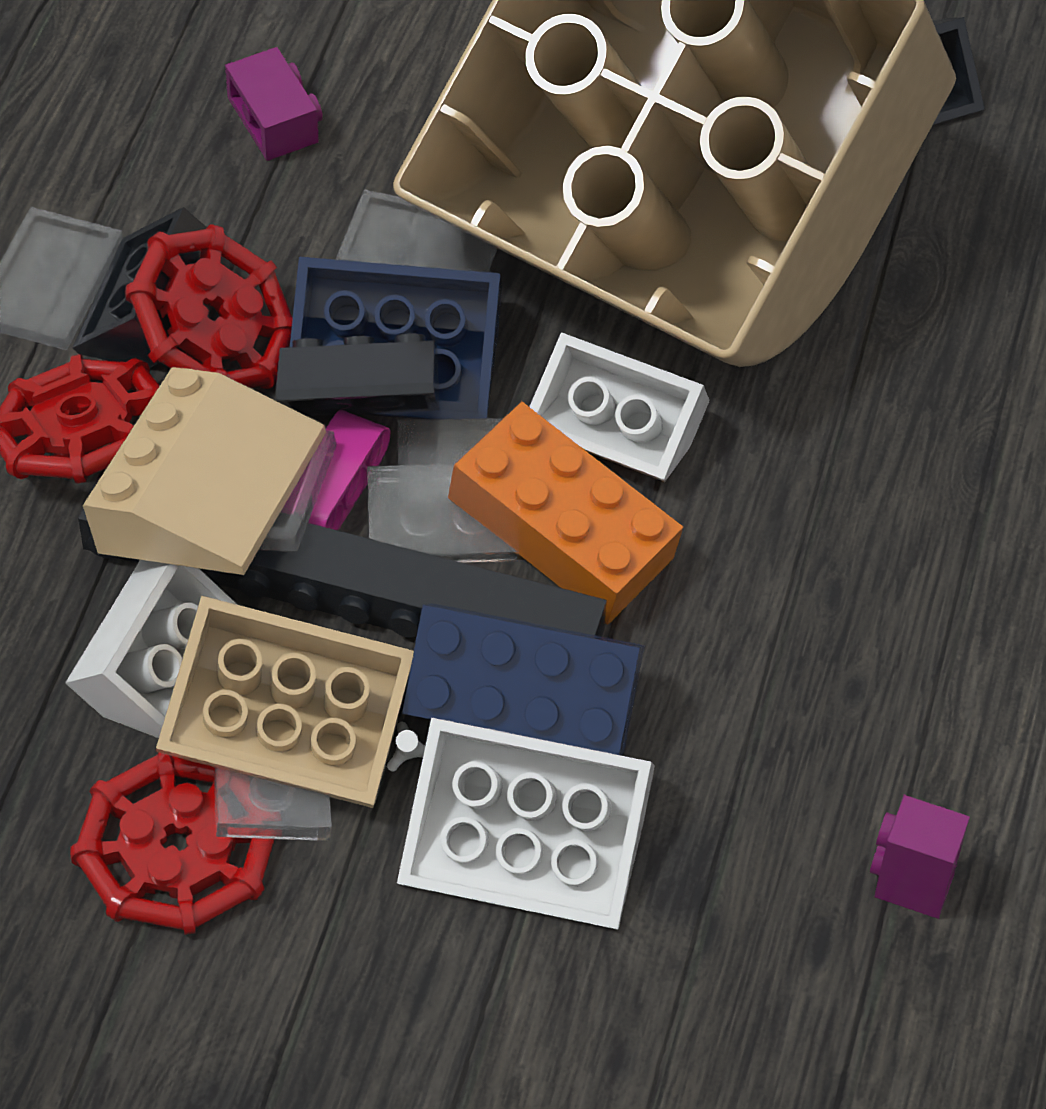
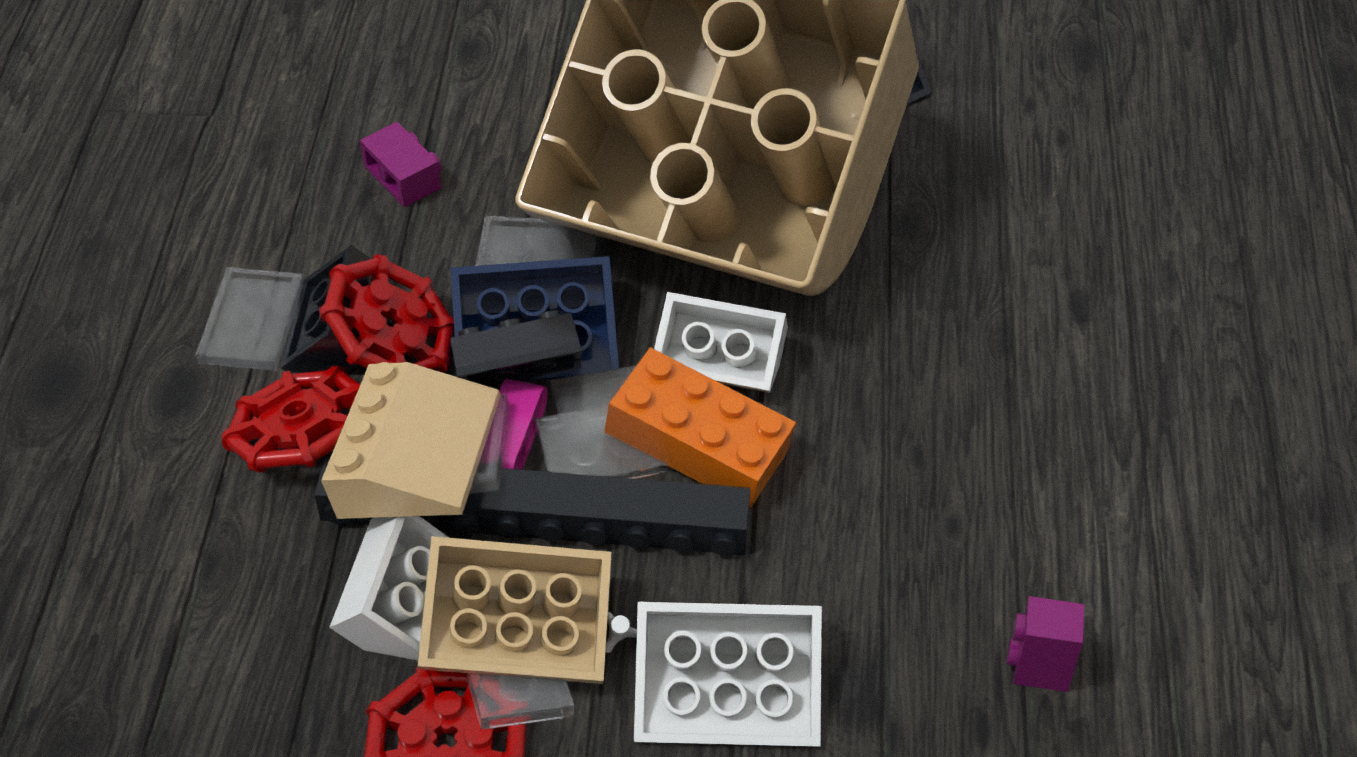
camera: 10 degrees left, 5 degrees down
(523, 678) = (701, 559): dark blue brick -> none

